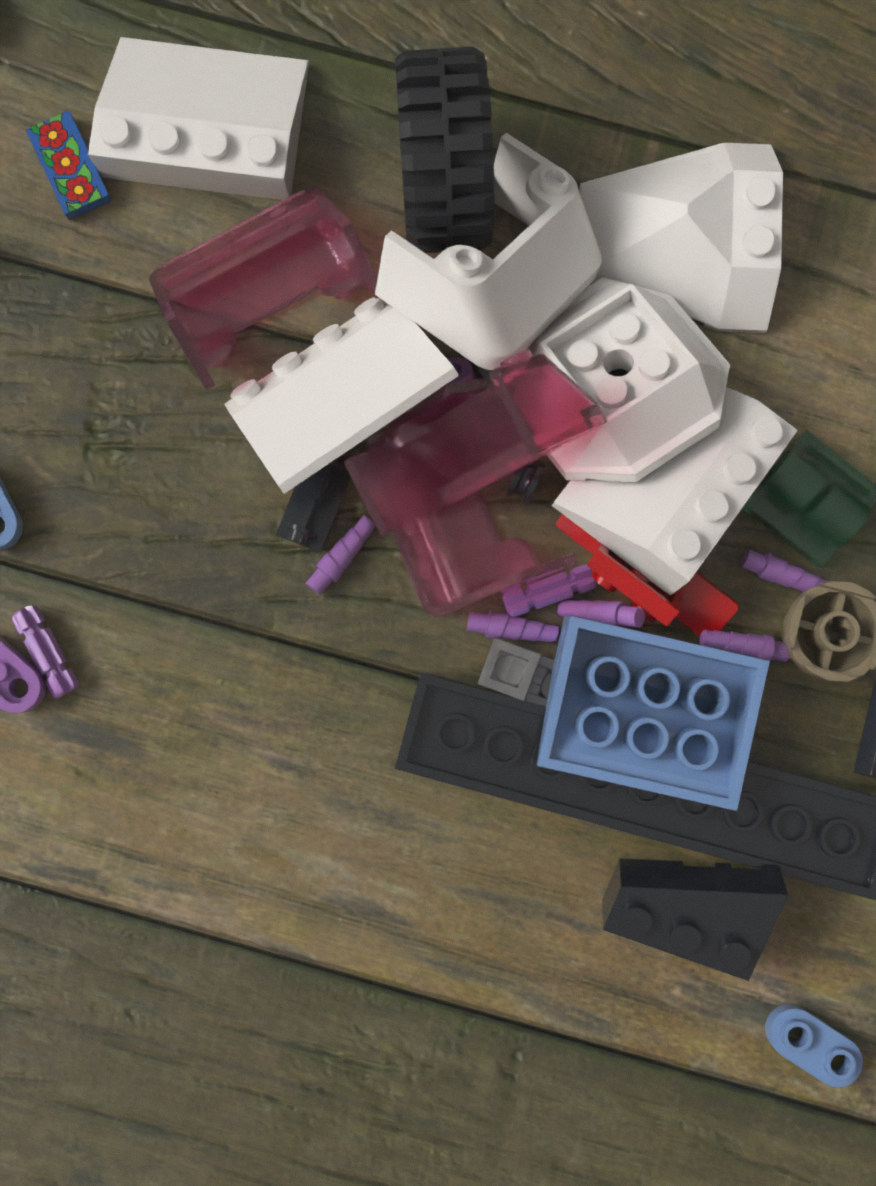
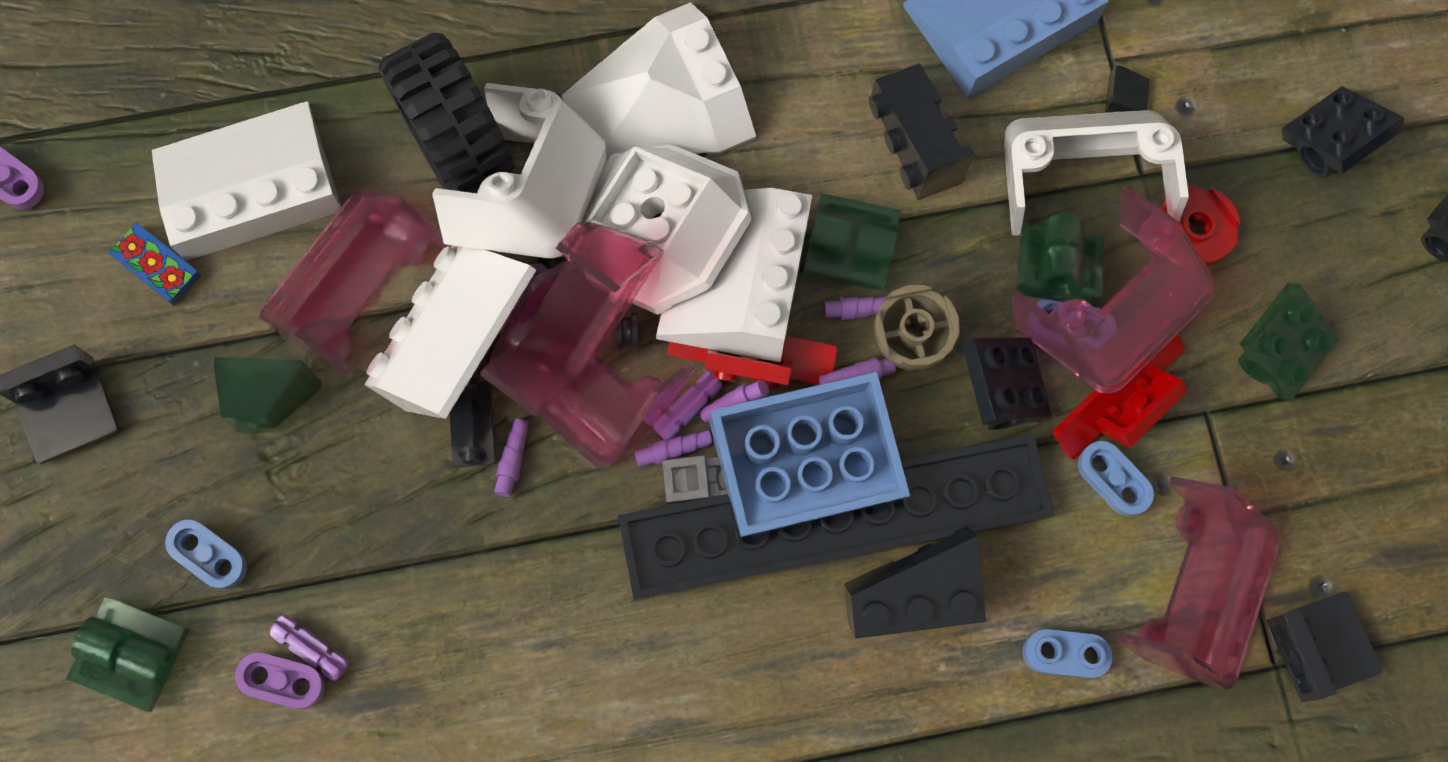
camera: 25 degrees left, 10 degrees down
(112, 360) = (261, 391): none -> clear green slope

